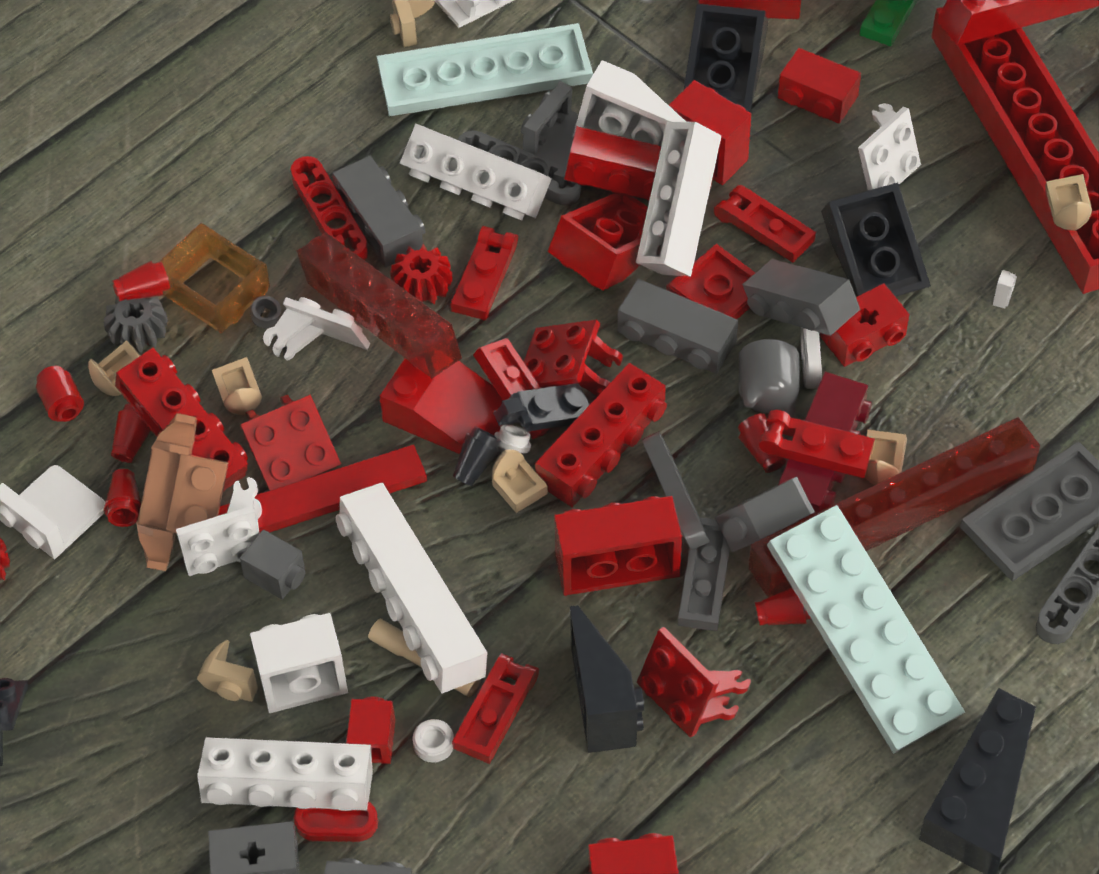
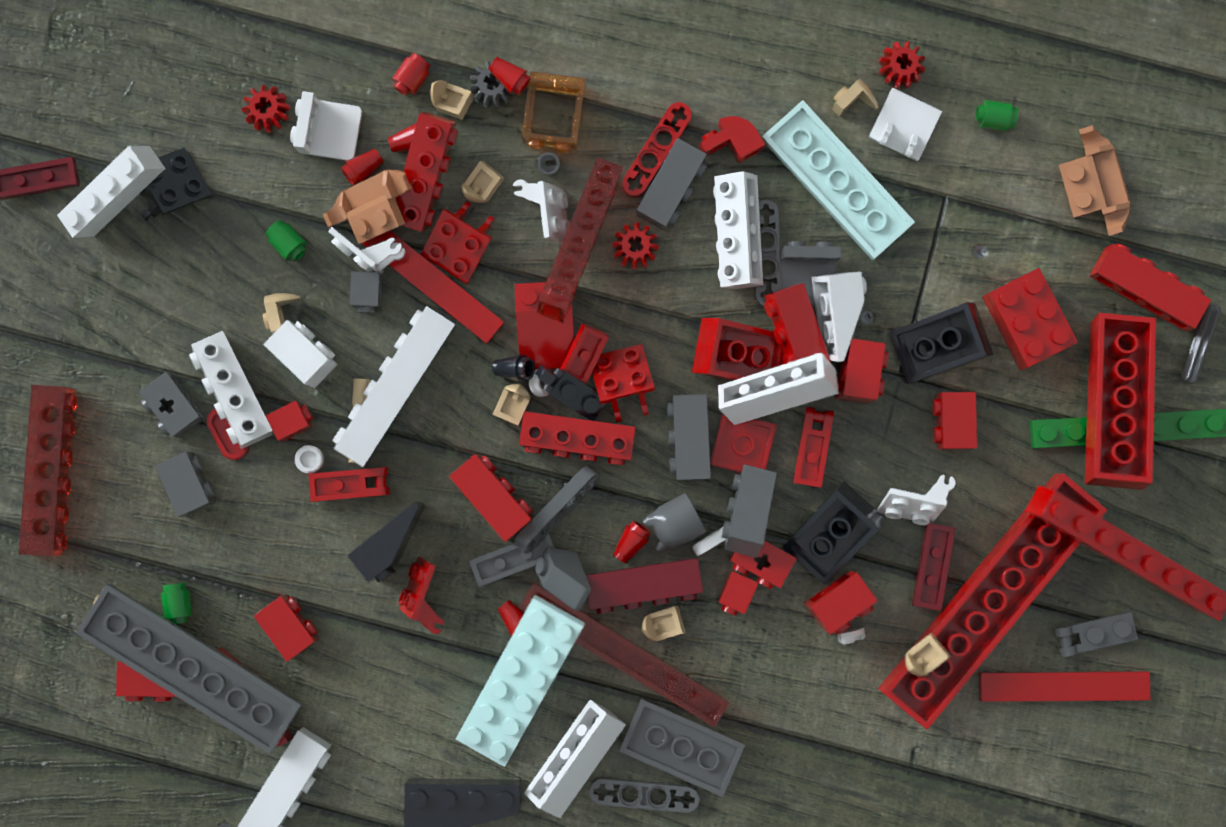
camera: 55 degrees right, 30 degrees up
(148, 620) = (286, 241): none -> green brick
(372, 128) = (737, 134): none -> red brick
(484, 274) = (665, 284): red plate -> none
(816, 444) = (632, 586): red plate -> none
(888, 366) = (737, 593): none -> red brick
(961, 266) = (841, 603): none -> red brick
(970, 178) = (933, 566): none -> dark red plate
(998, 621) = (574, 759): none -> white brick

